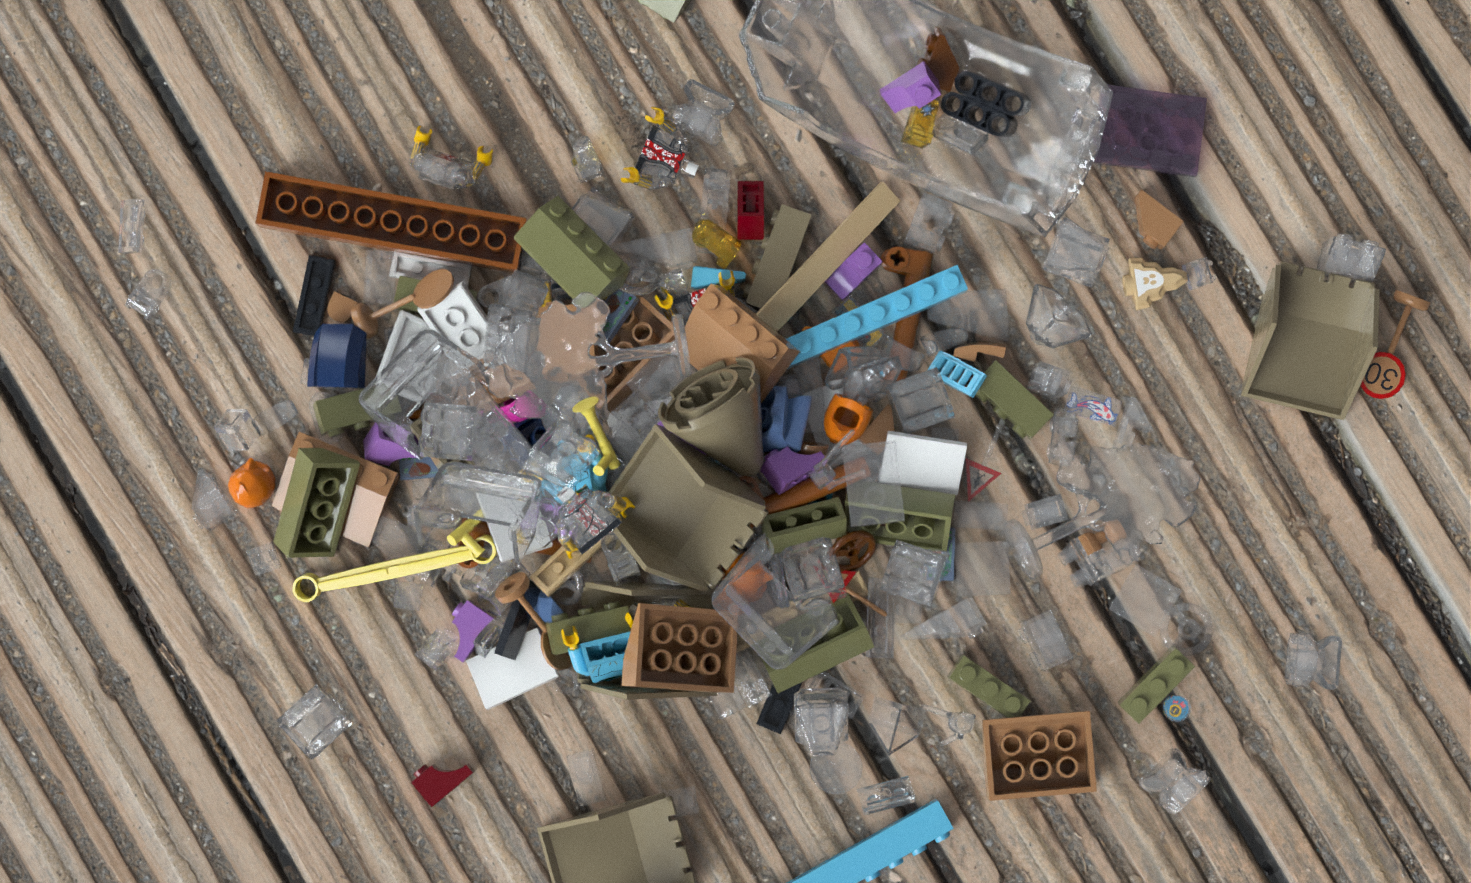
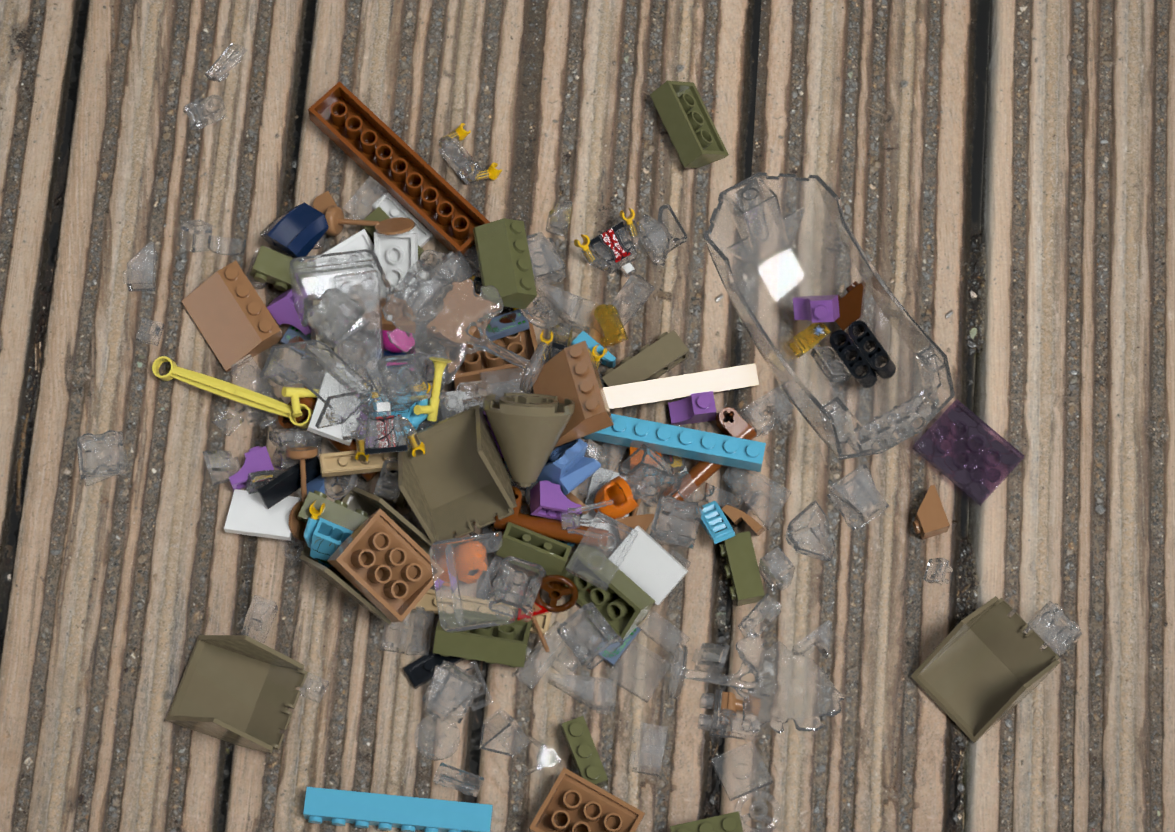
camera: 35 degrees right, 15 degrees down
(252, 485) = (179, 276): orange piece -> none
(314, 295) = (313, 184): black tile -> none
(316, 503) = (212, 313): olive slope -> none
(437, 783) = (154, 558): dark red arch -> none
(750, 210) = (649, 322): dark red arch -> none
(978, 474) = (684, 607): clear piece -> none
(1093, 406) = (798, 613): clear tile -> none
(1149, 281) = (898, 554): tan rock -> none
(1386, 371) = (1025, 729): medium nougat piece -> none

